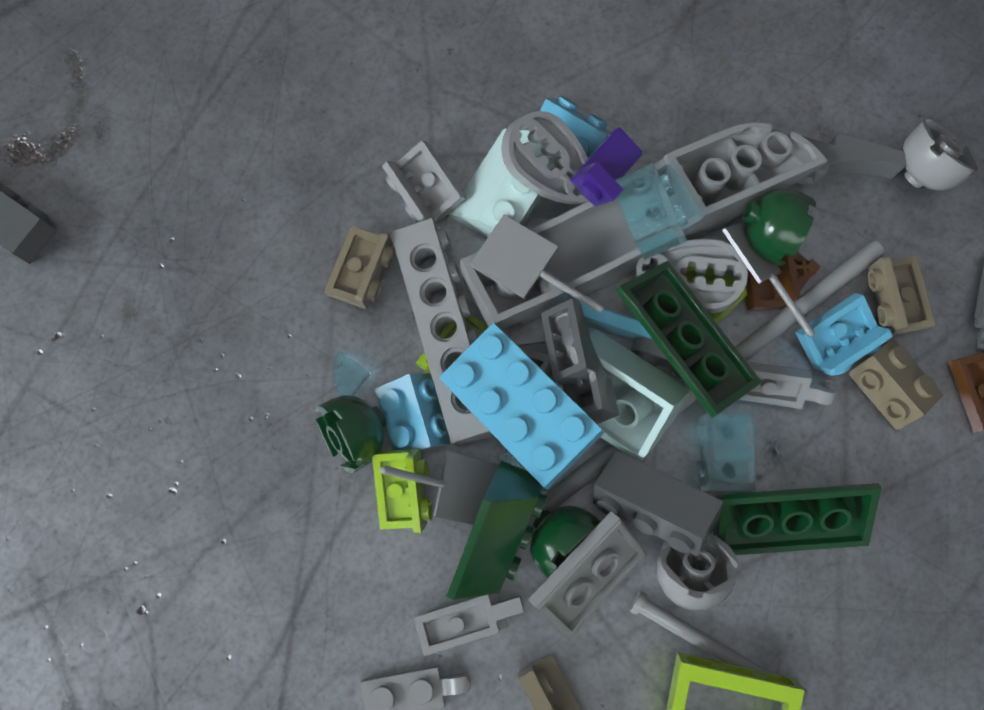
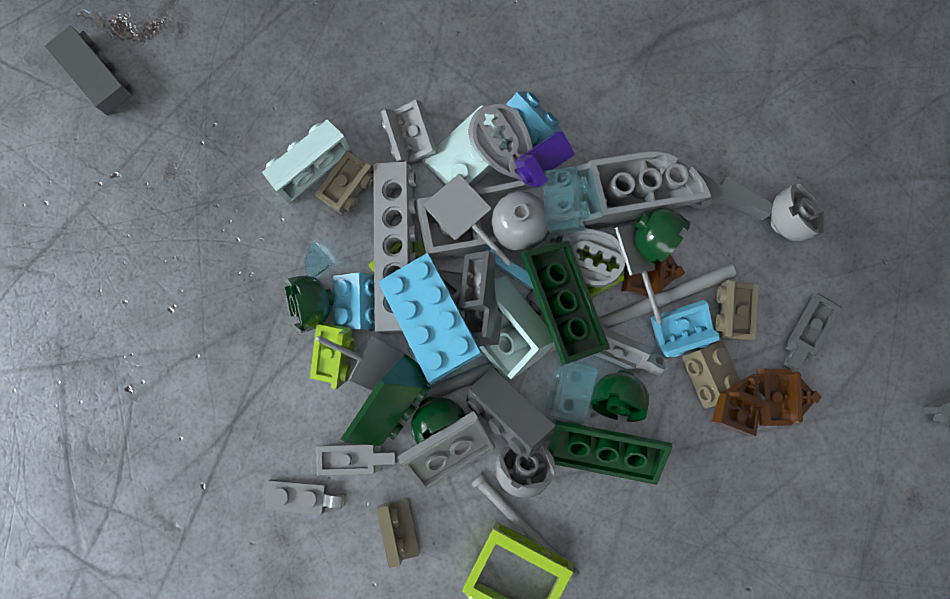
camera: 15 degrees right, 5 degrees up
(303, 251) = (306, 160): none -> light aqua slope
(599, 251) = (519, 221): none -> light grey cylinder
(791, 441) = (621, 395): none -> dark green cylinder
(944, 413) = (740, 406): none -> reddish brown slope

